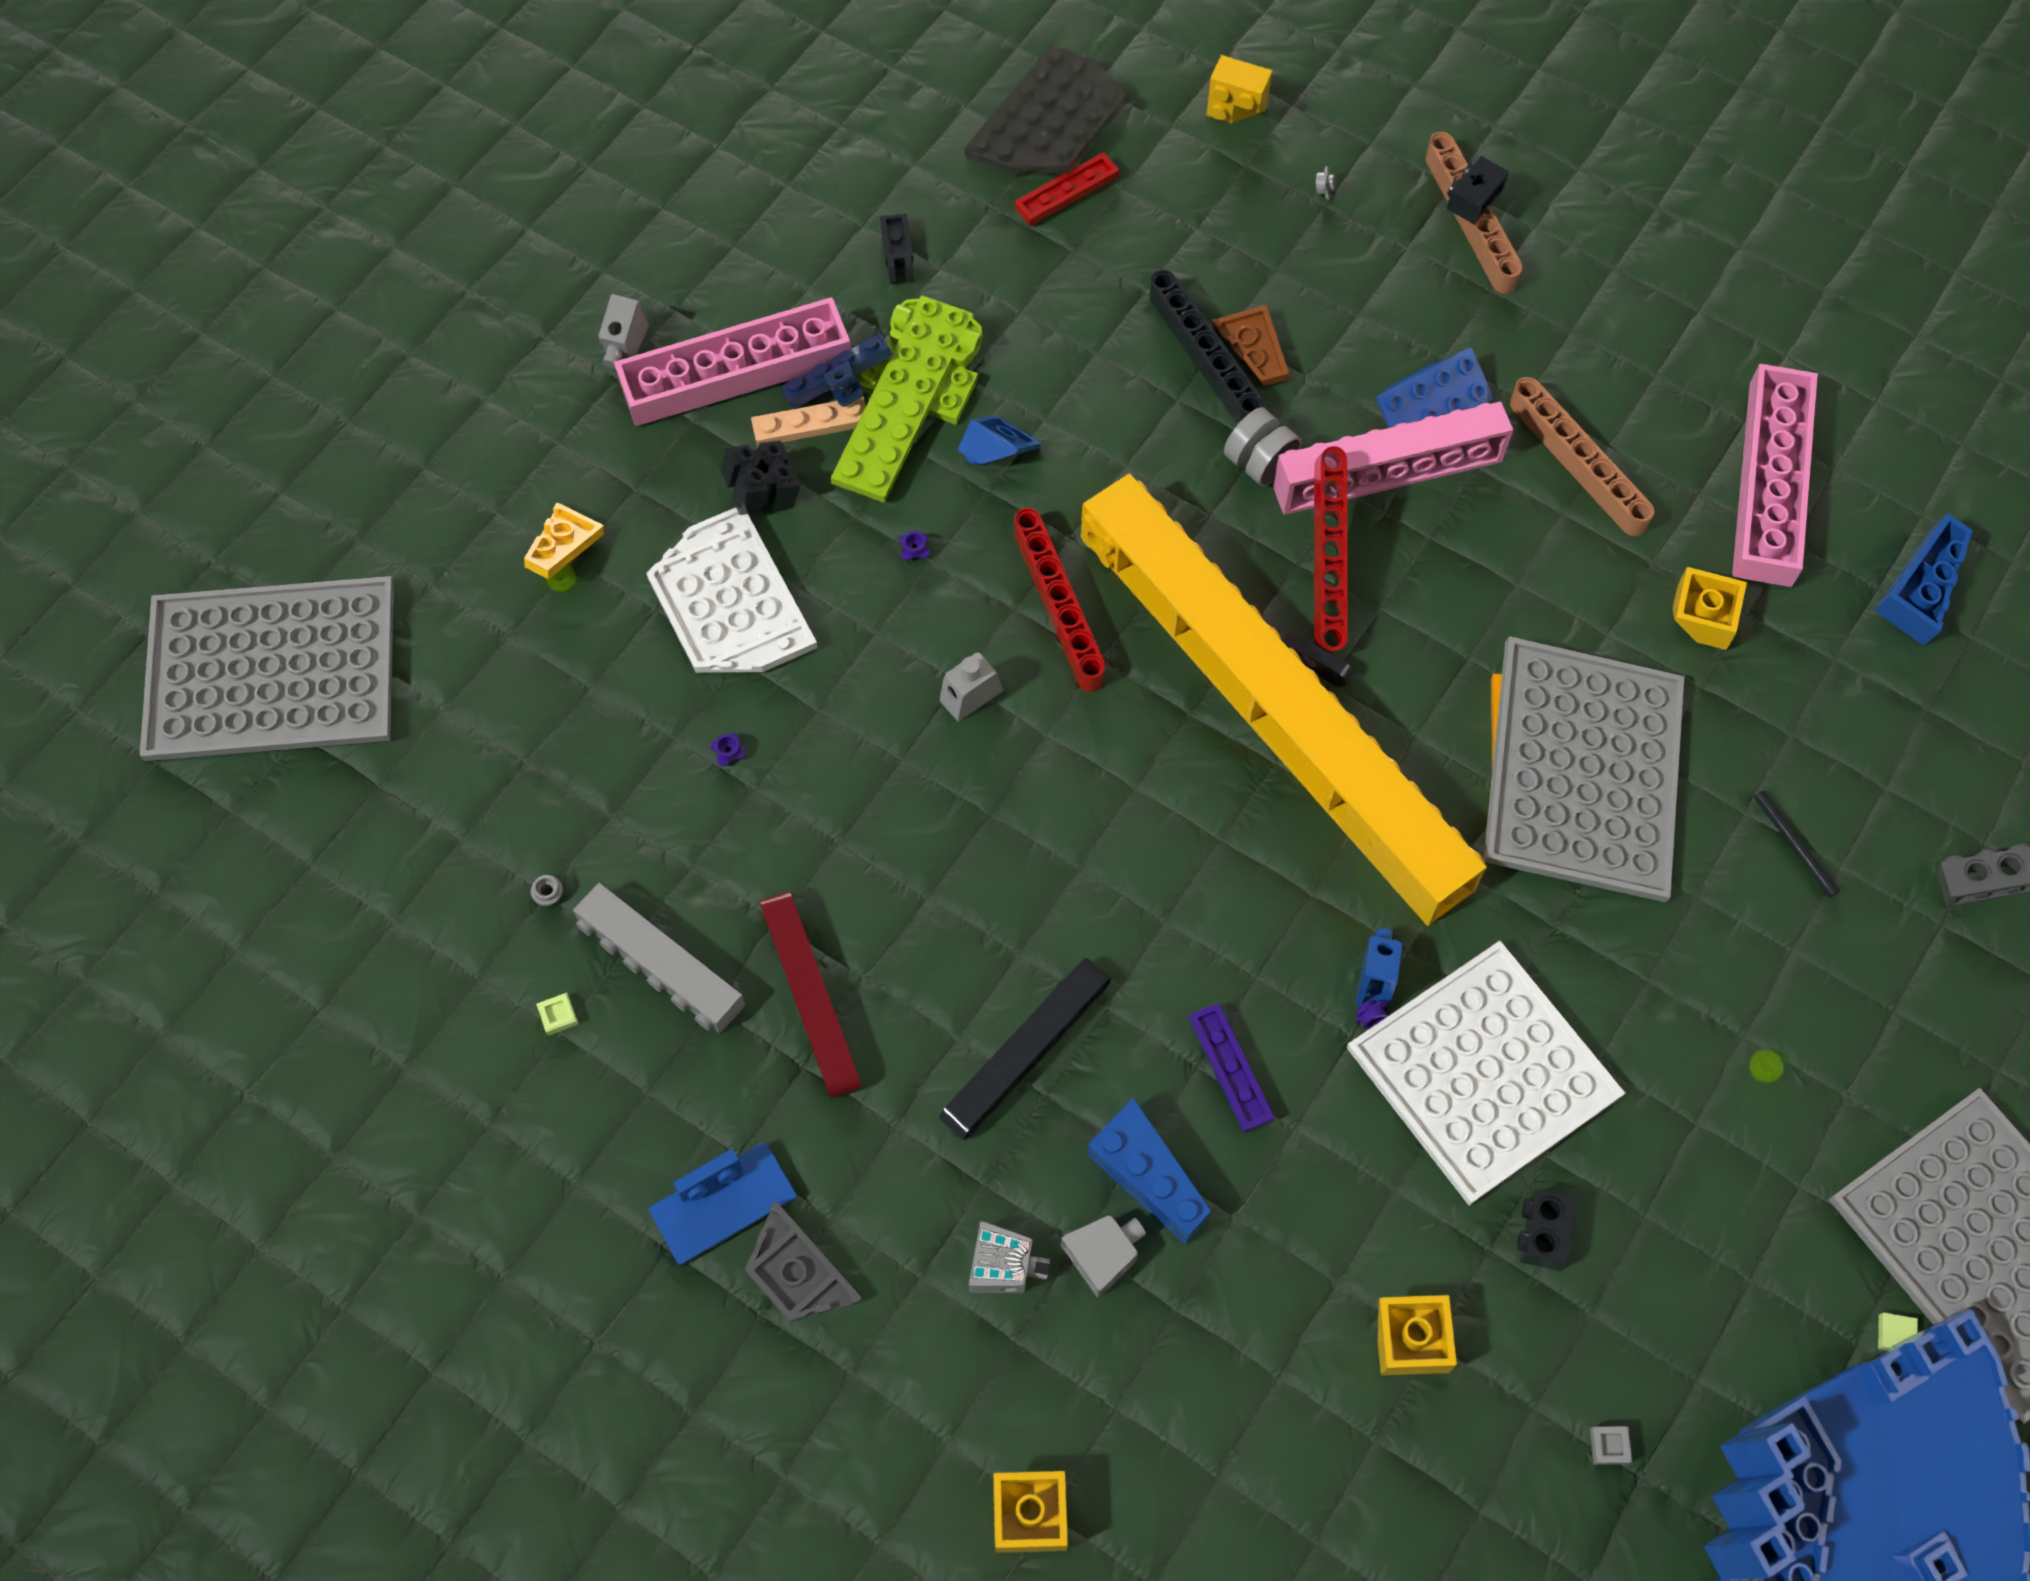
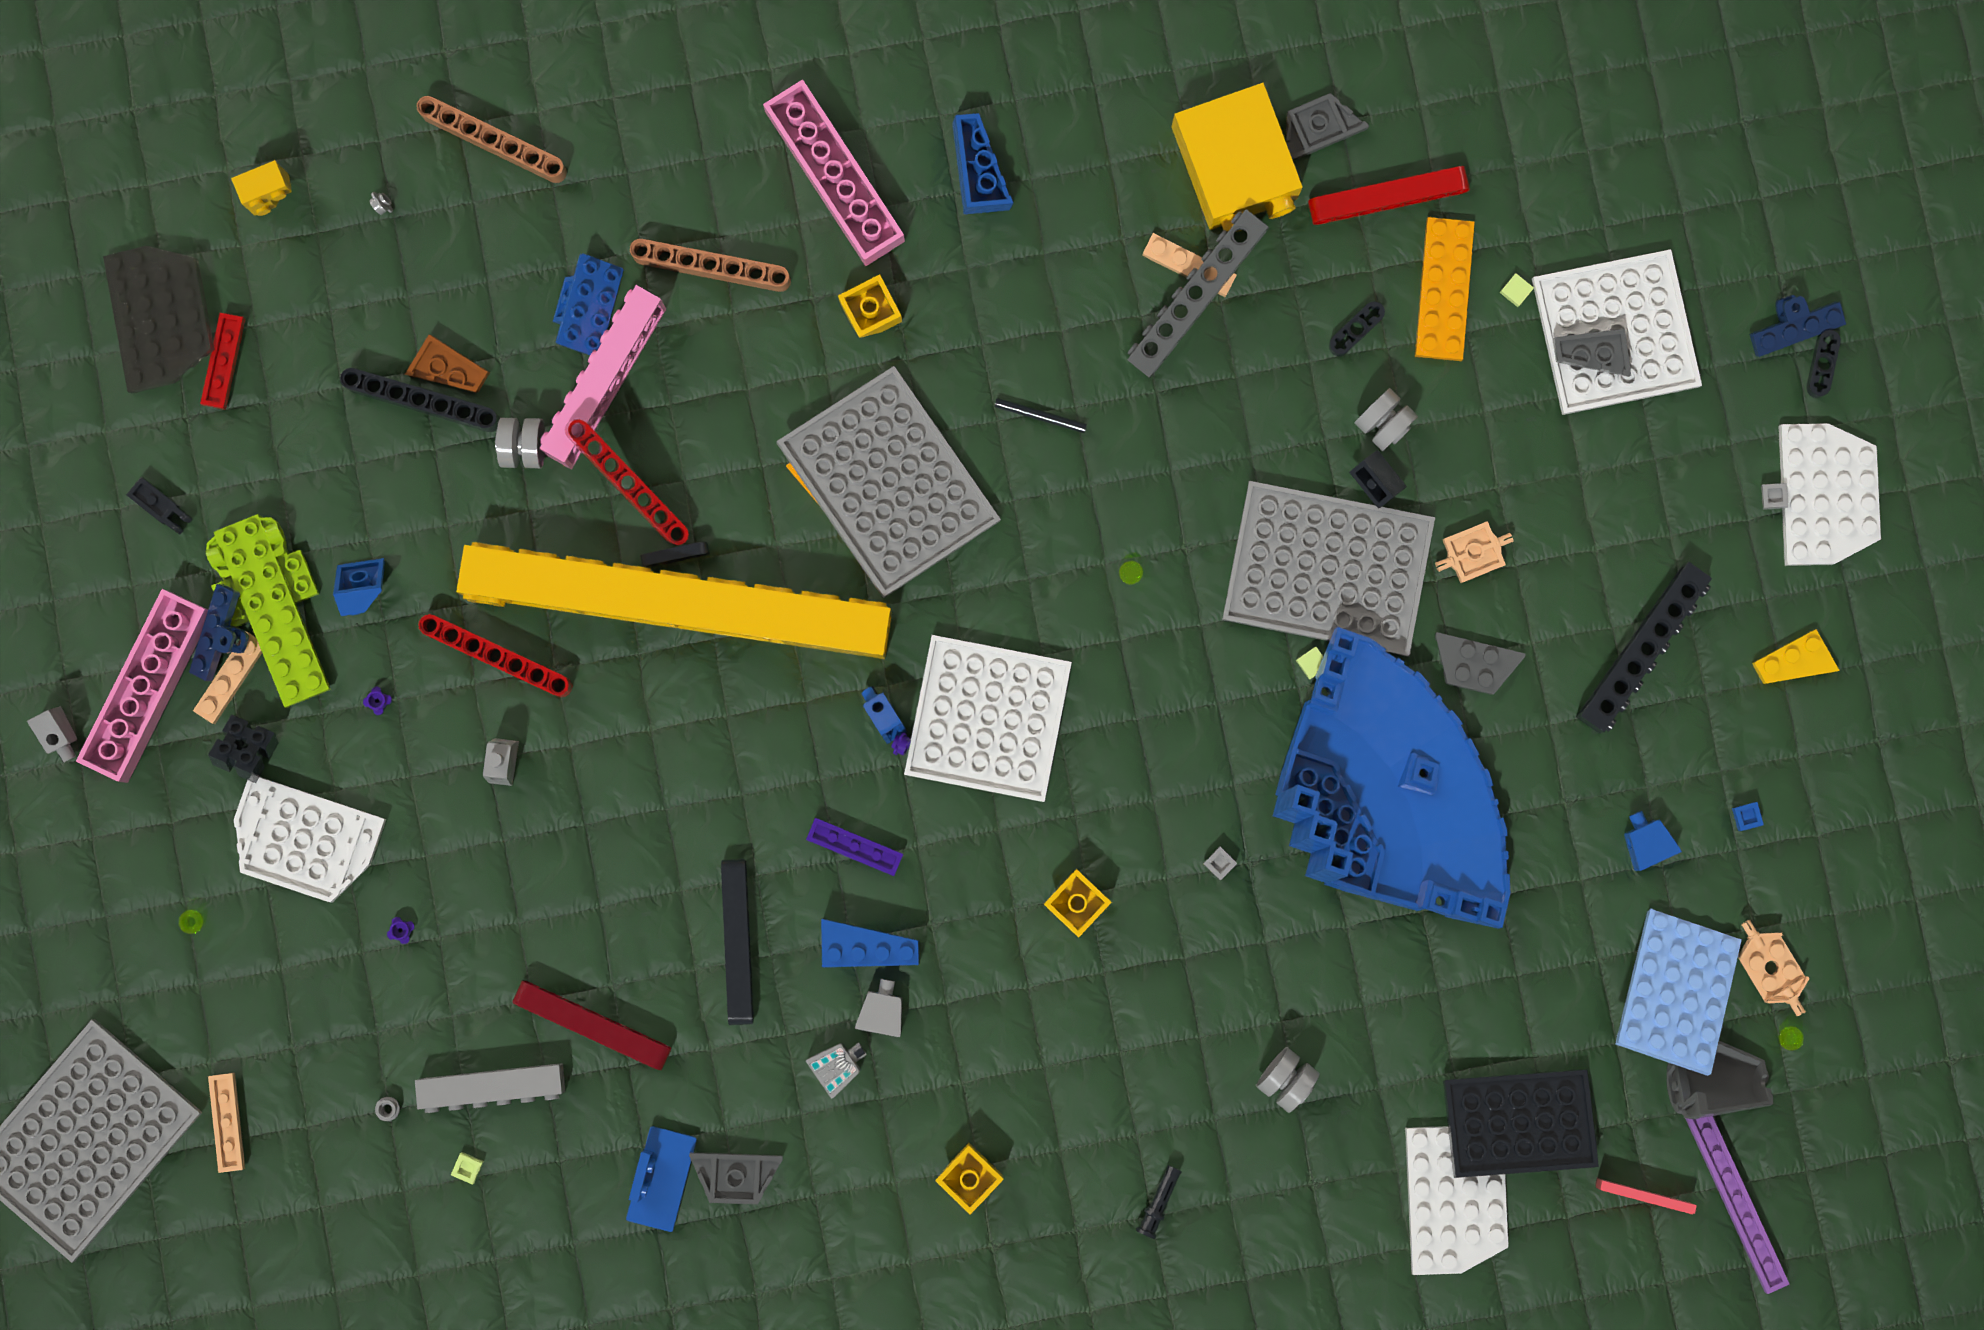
camera: 45 degrees left, 20 degrees up
(399, 767) = (226, 1122): none -> light nougat plate
(561, 541) = (169, 901): yellow wing -> none
(1477, 189) = (490, 141): black brick -> none
(1554, 1232) = (1100, 775): black brick -> none

